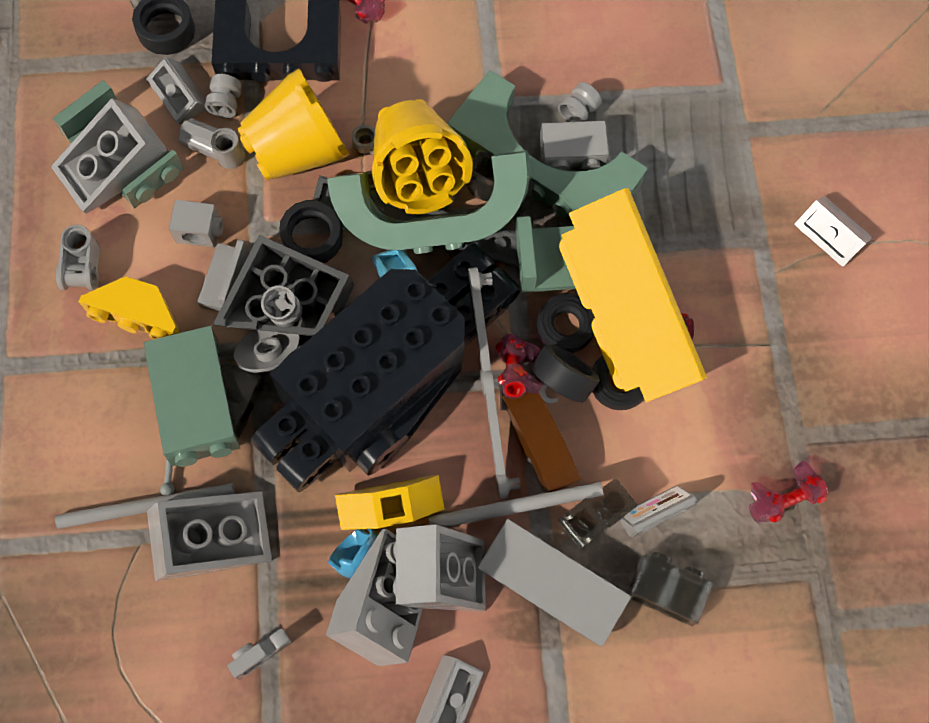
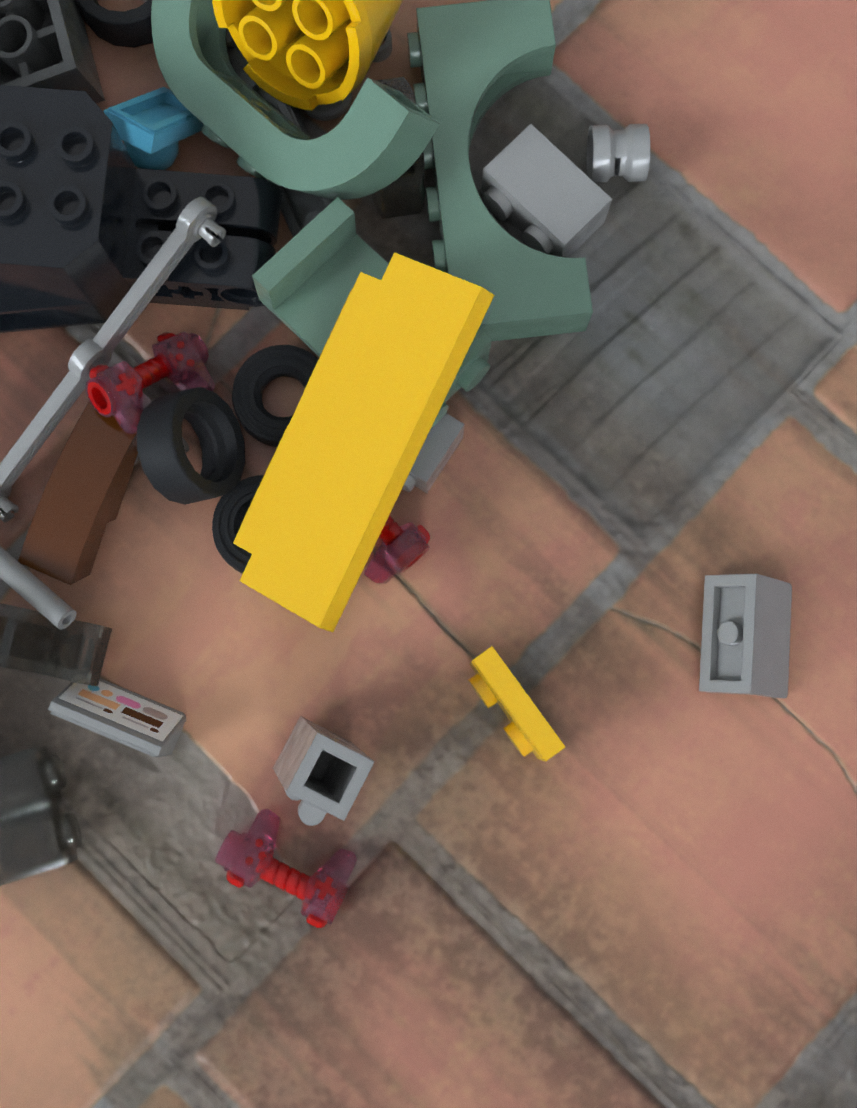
camera: 55 degrees right, 10 degrees up
(762, 432) = (321, 771): none -> light grey brick
(800, 339) = (528, 727): none -> yellow plate

